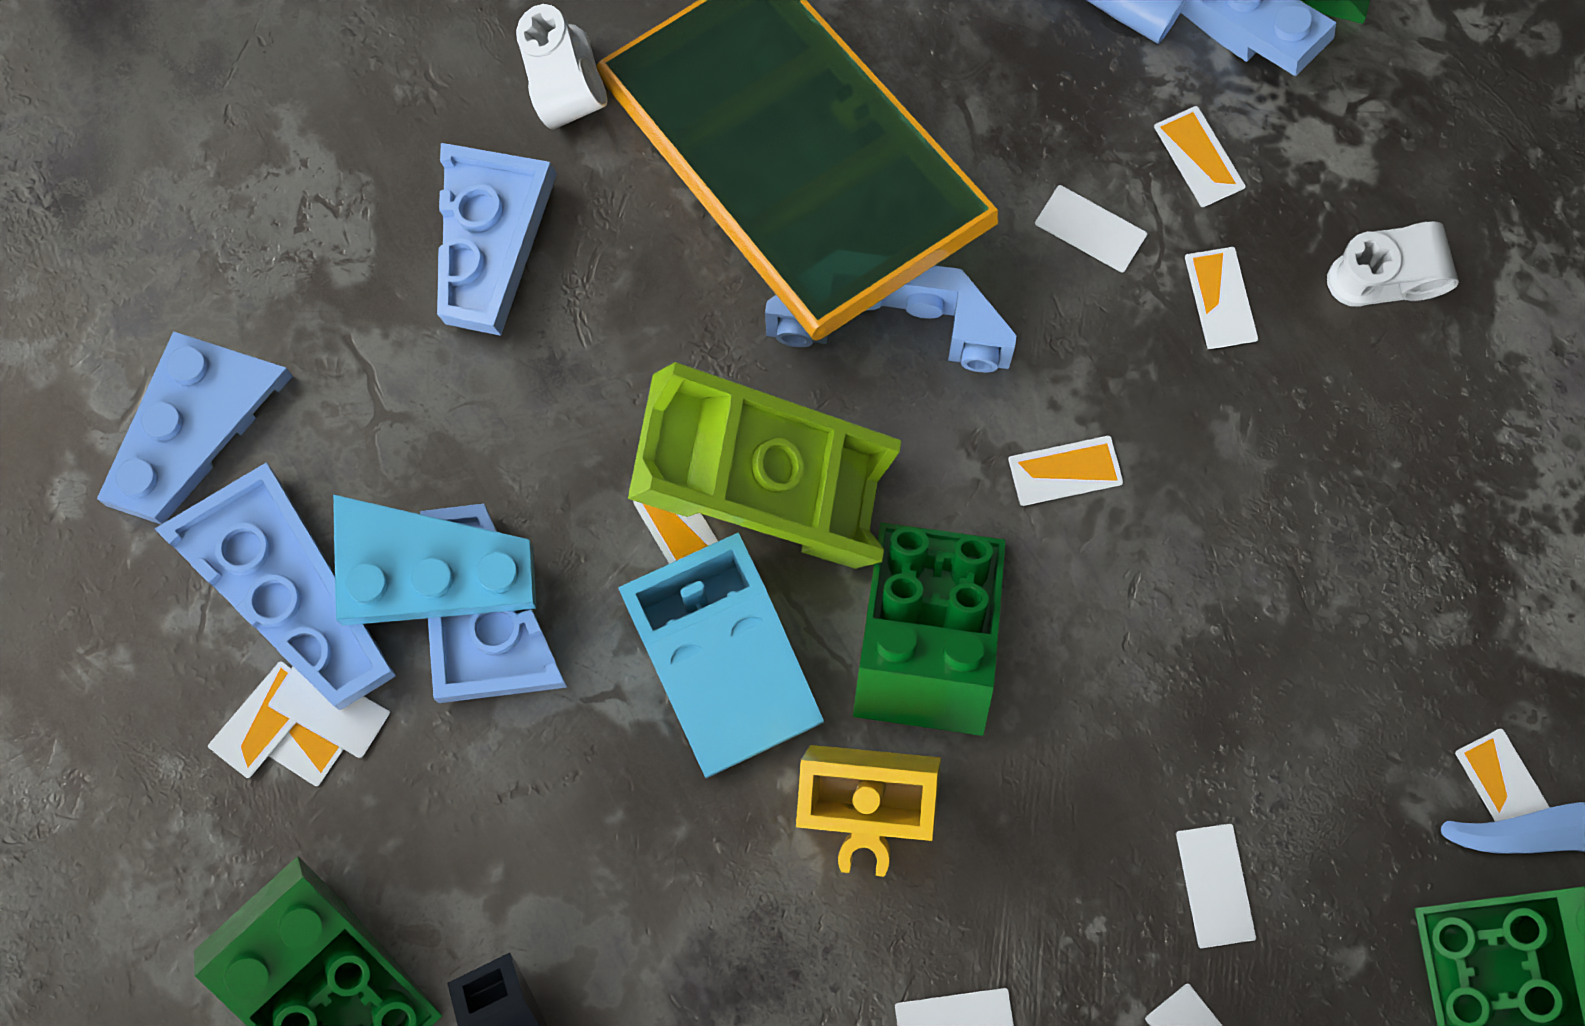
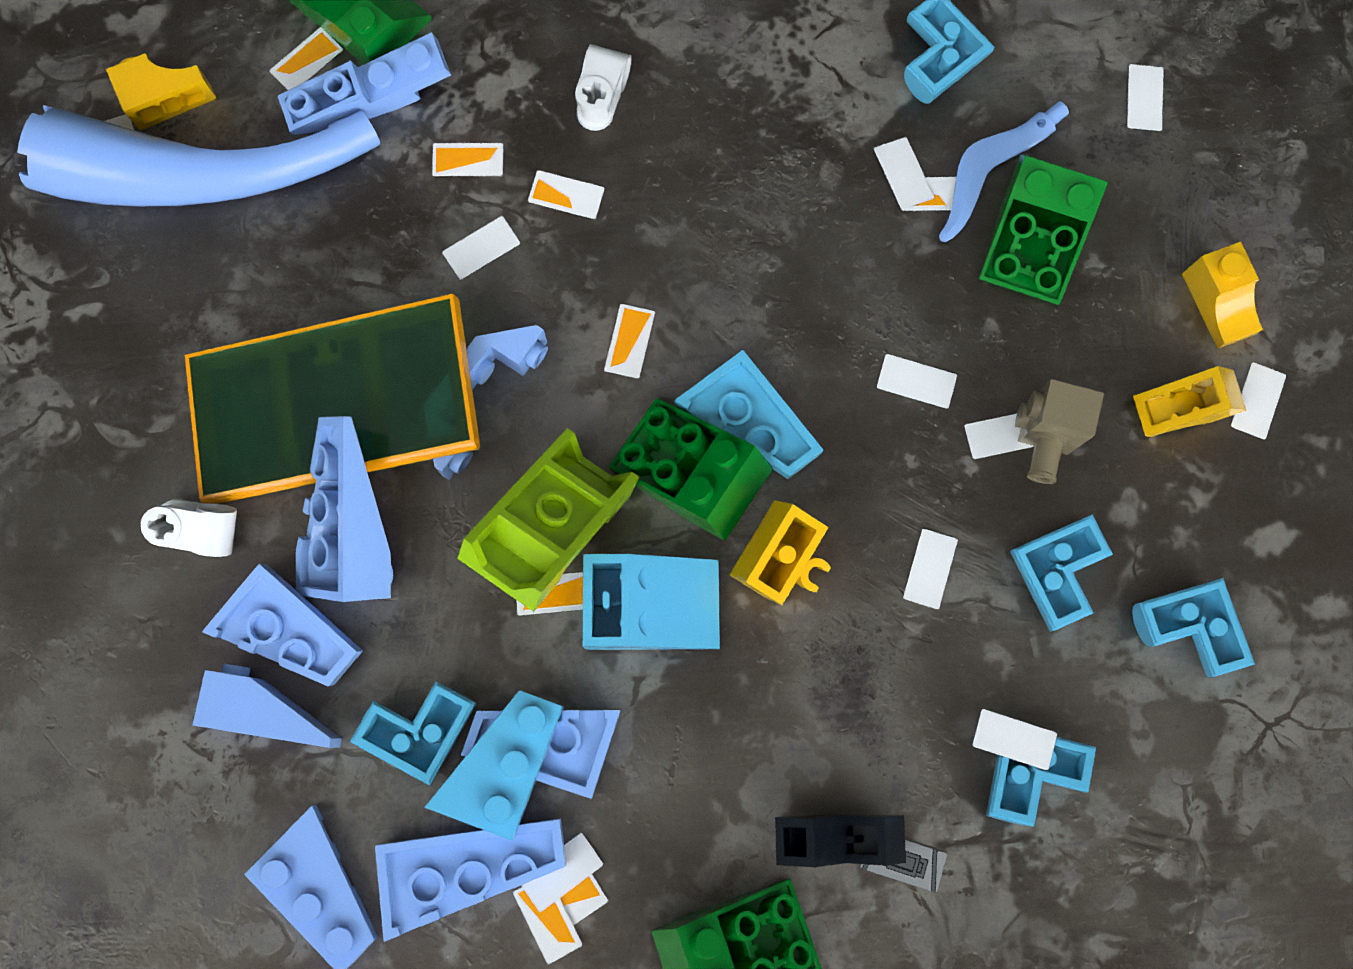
camera: 70 degrees left, 5 degrees up
(375, 250) = (254, 707): none -> light blue slope
(415, 459) = (420, 744): none -> medium azure brick
(612, 251) = (345, 540): none -> light blue wedge
(1044, 674) = (748, 407): none -> medium azure wing
(1511, 730) = (903, 173): none -> white sticker

